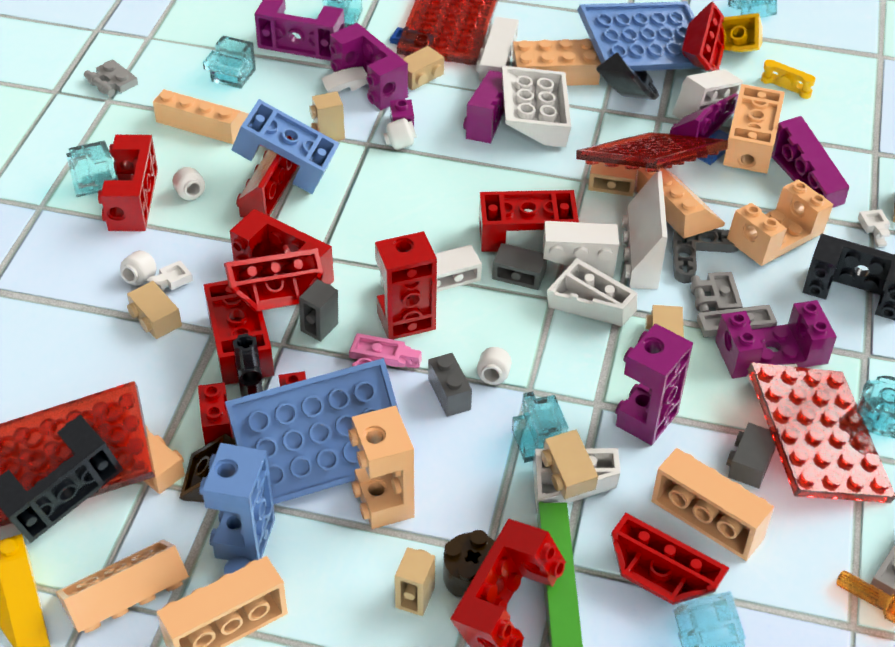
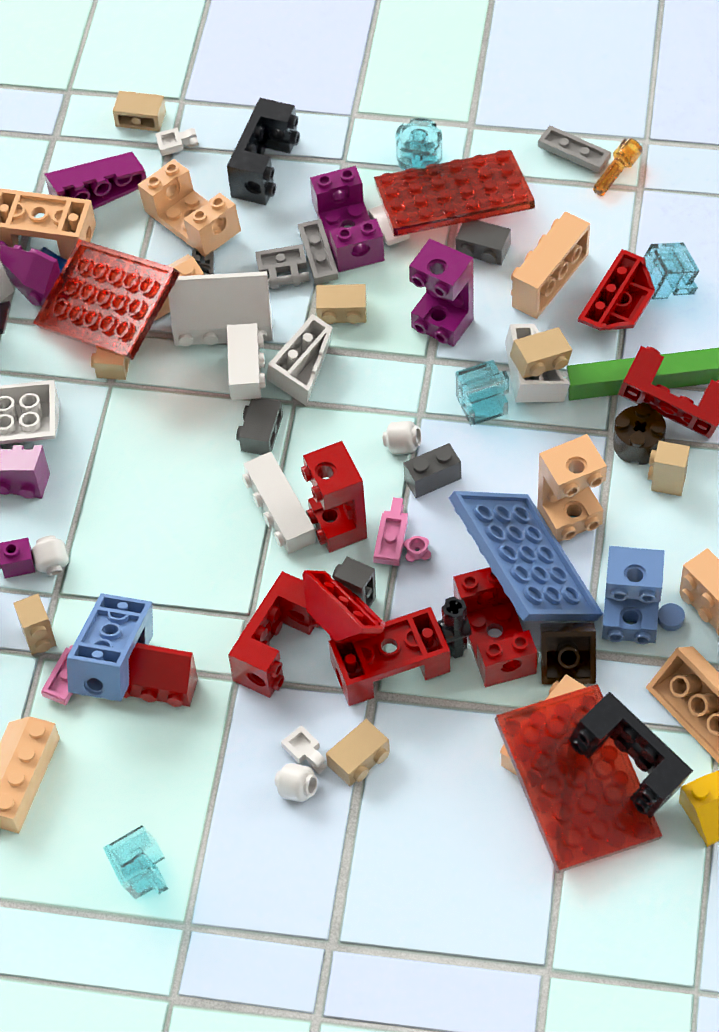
camera: 90 degrees left, 10 degrees up
(129, 198) = (165, 798): red plate -> none
(188, 183) = (149, 760): white head -> none
(505, 212) = (202, 434): red plate -> none

